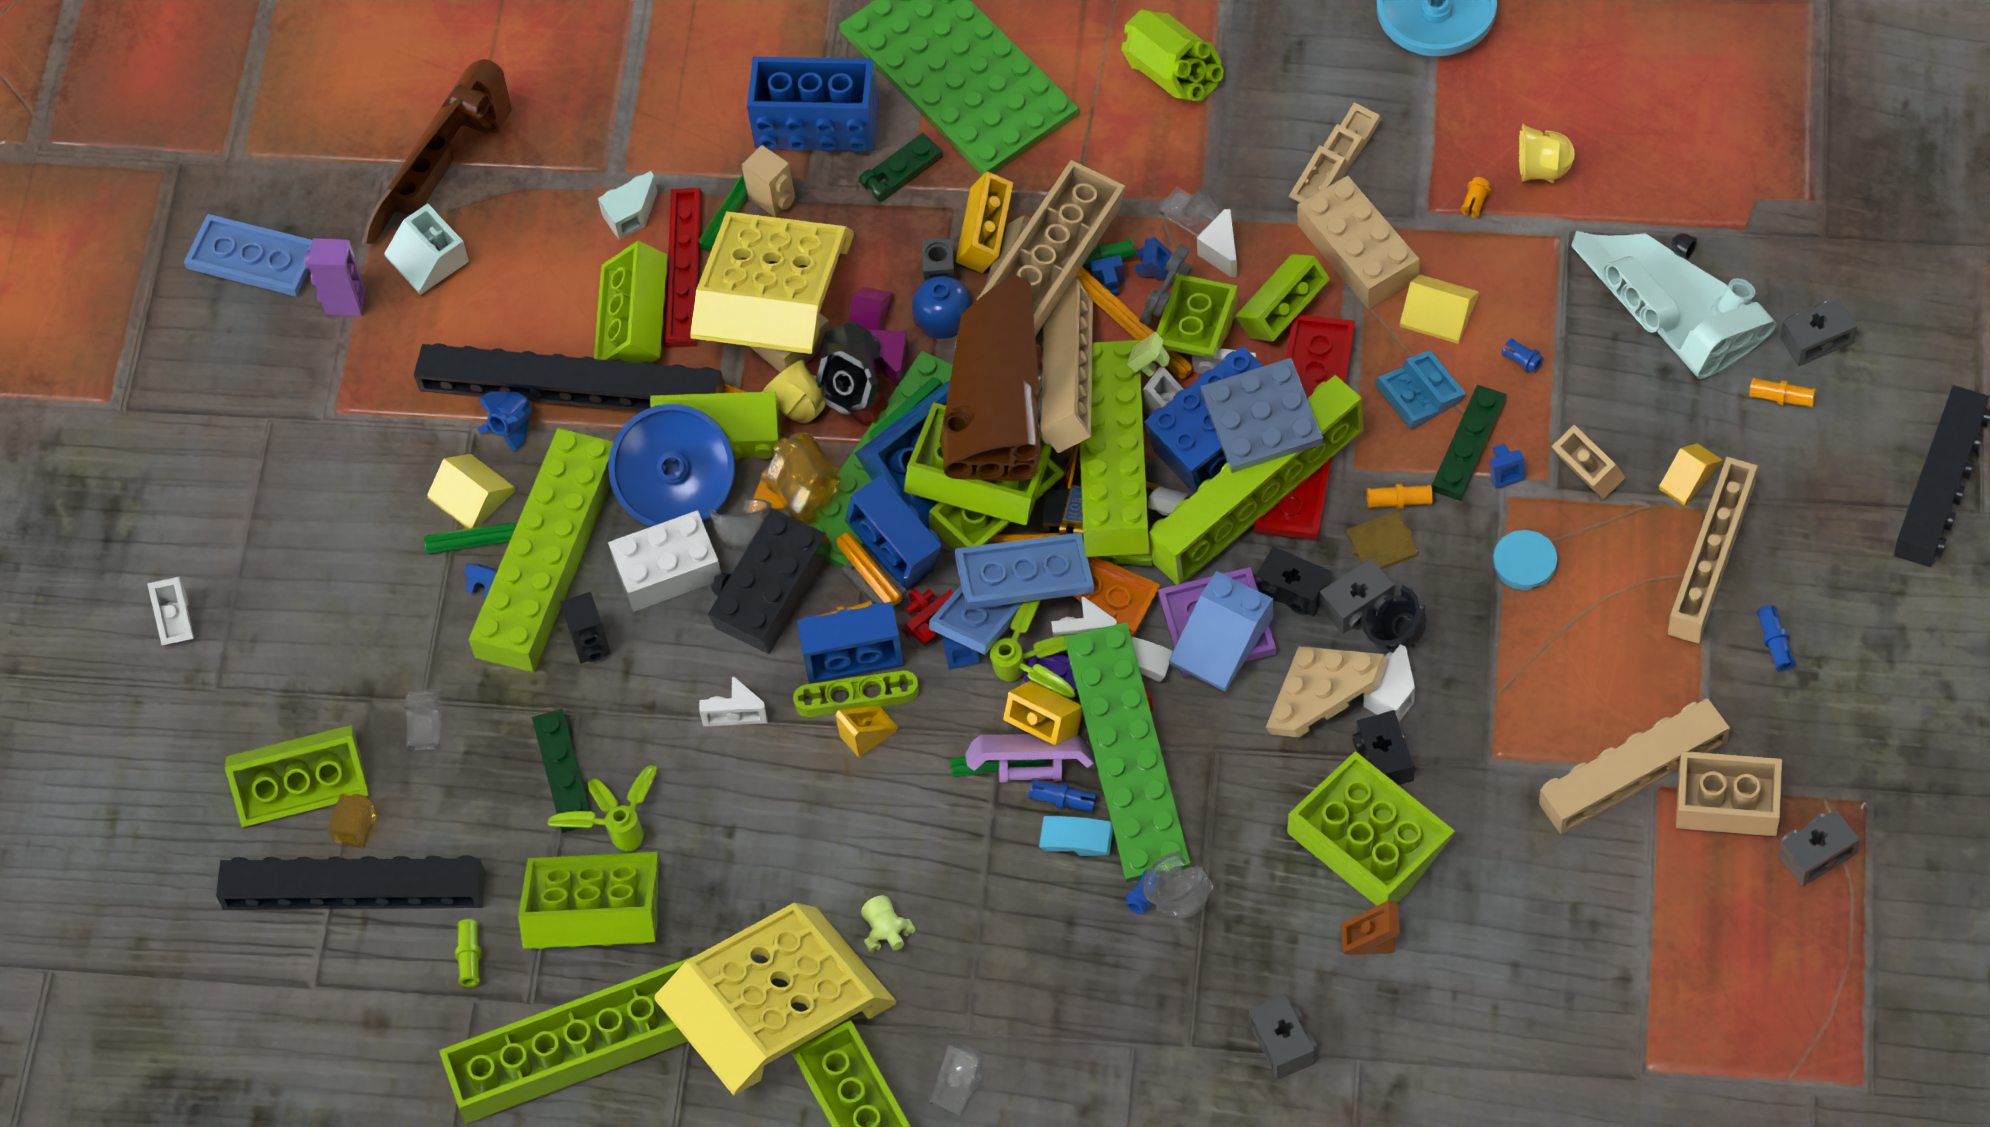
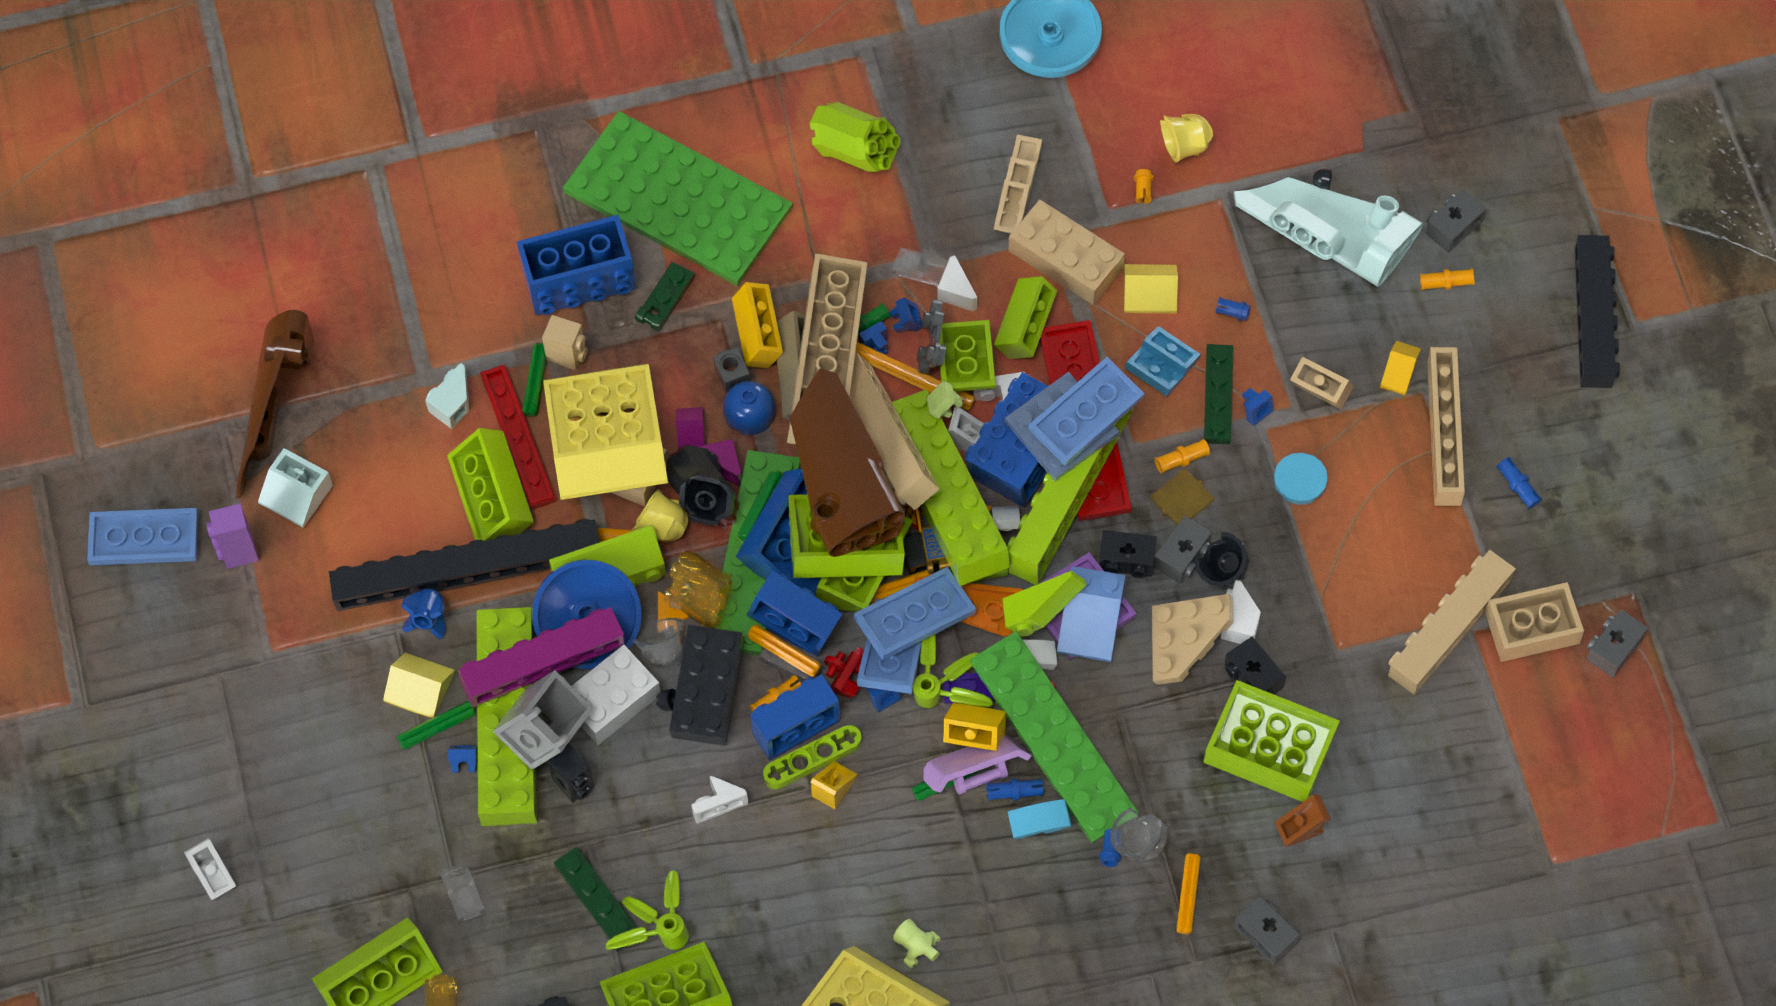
camera: 25 degrees left, 5 degrees up
(554, 568) = (529, 734): none -> light grey container
(600, 494) = (538, 657): none -> magenta brick
(1092, 619) = (981, 639): white slope -> none
(1161, 601) = (1039, 604): none -> lime slope
(1210, 969) = (1188, 893): none -> light orange axle
(1290, 403) = (1086, 411): none -> medium blue plate

